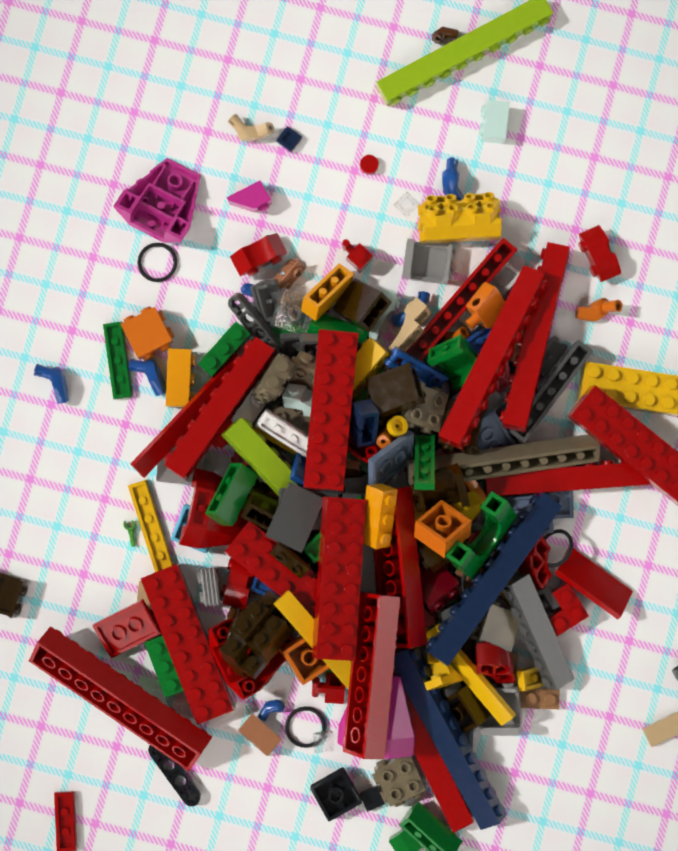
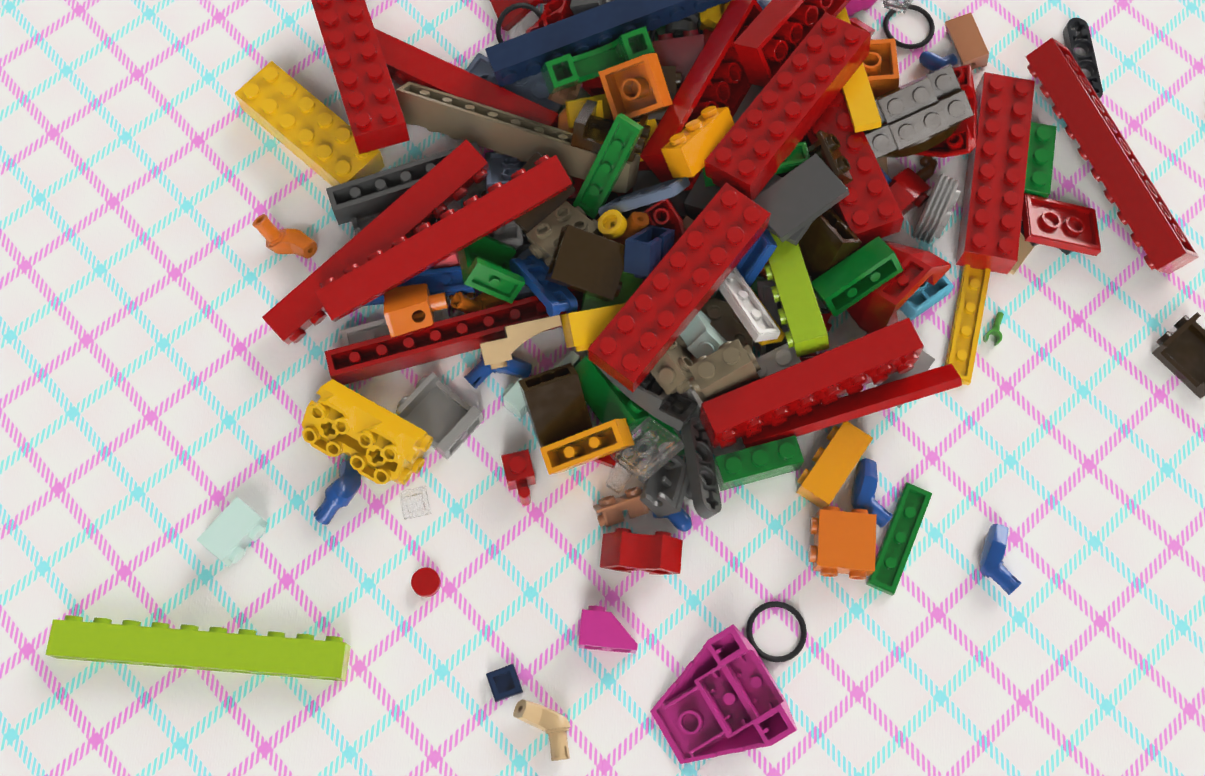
camera: 145 degrees left, 15 degrees down
(443, 33) = (208, 693): reddish brown arm -> none
(597, 249) = (236, 290): red brick -> none

